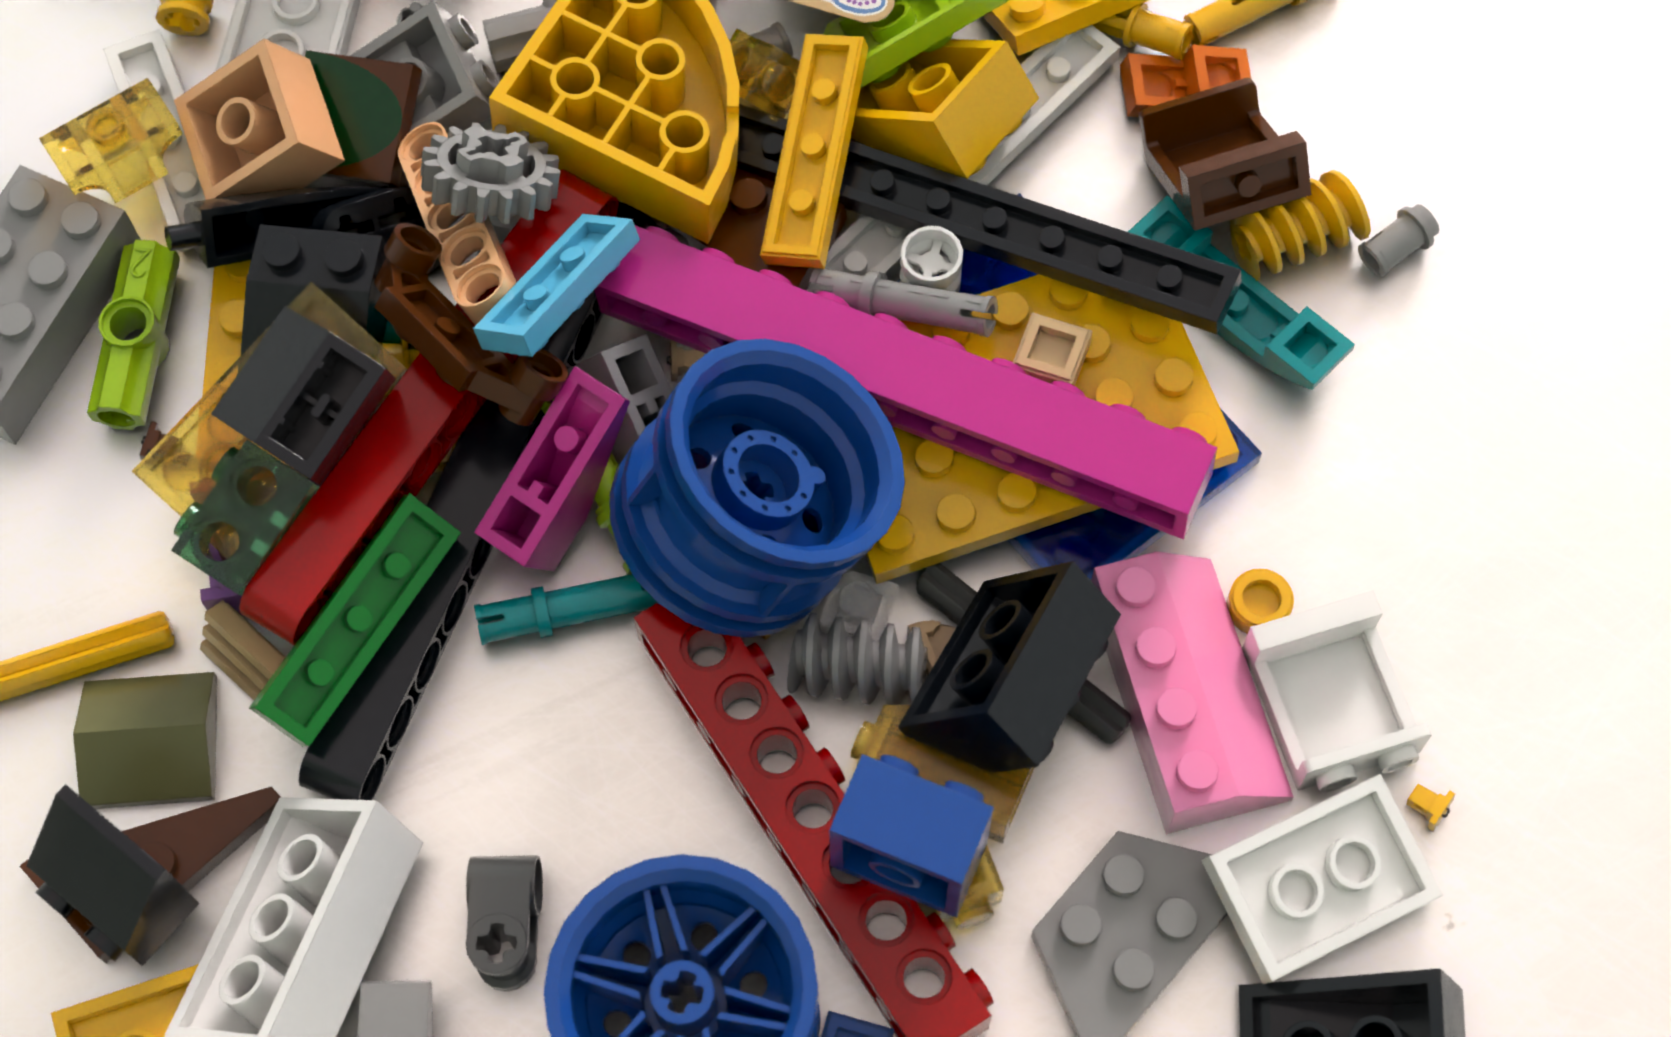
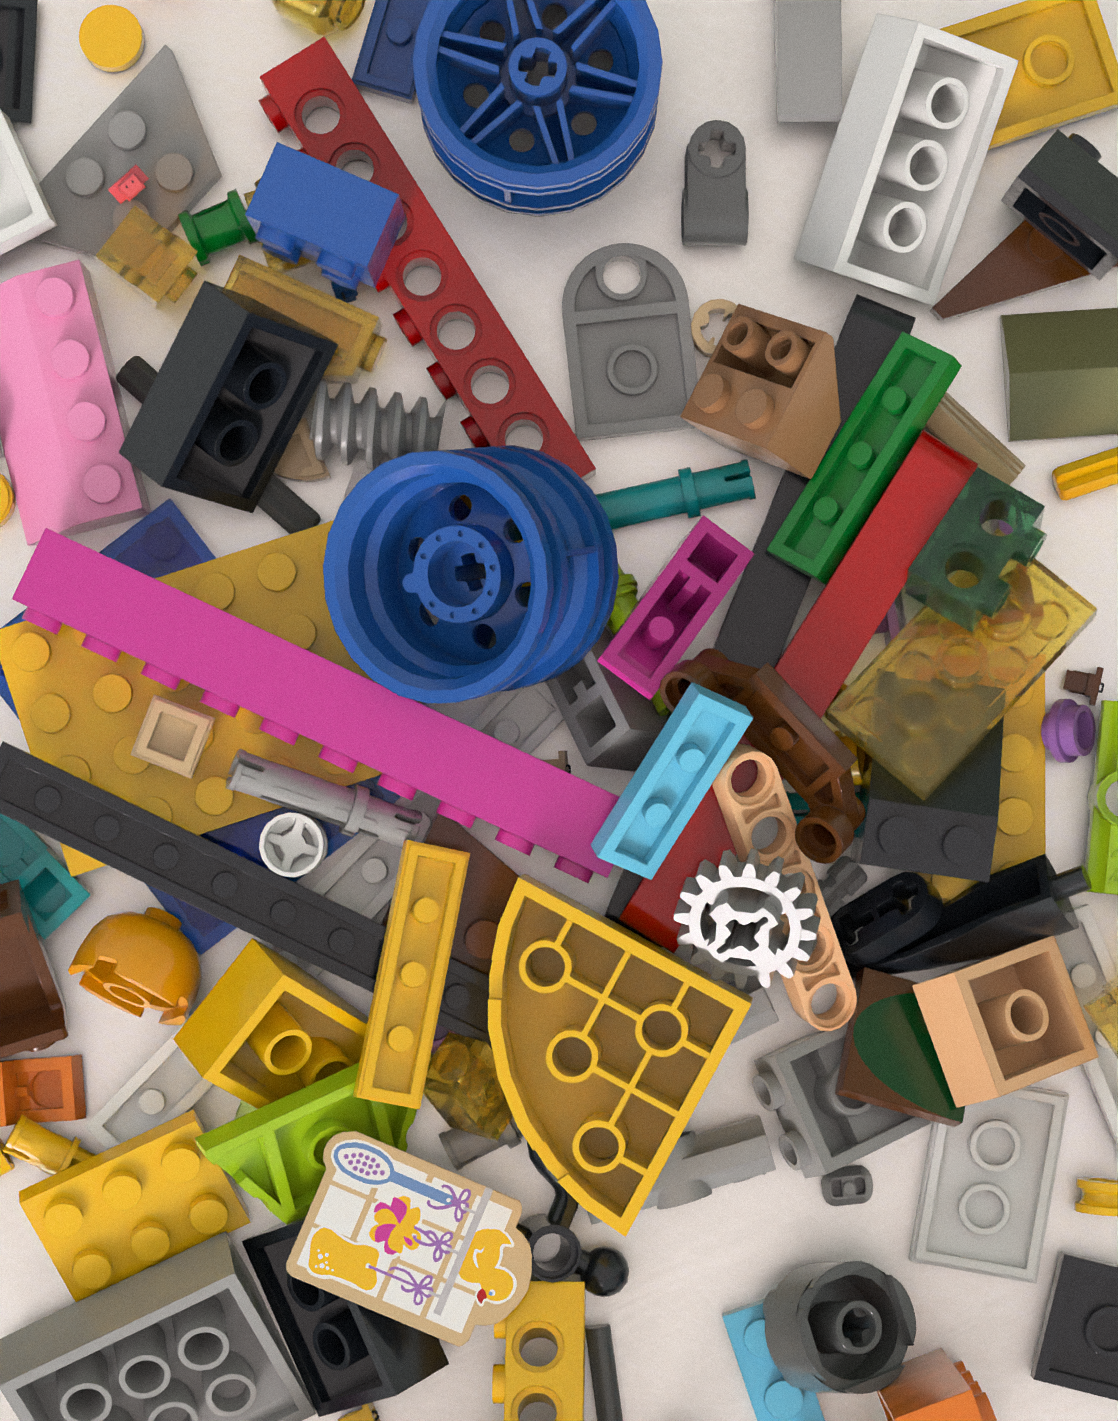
camera: 175 degrees left, 20 degrees up
(177, 393) = (1068, 730): none -> medium lavender plate
(304, 395) = (925, 661): black slope -> none
(453, 686) = (769, 391): none -> medium nougat slope
(488, 770) = (701, 321): none -> tan bush
(599, 755) = (628, 350): none -> light grey tile
(1033, 869) = (217, 227): none -> green bush
(1074, 172) = (141, 964): none -> light orange cylinder
(1101, 815) = (148, 258): none -> clear yellow brick
(1126, 902) = (129, 185): none -> coral piece

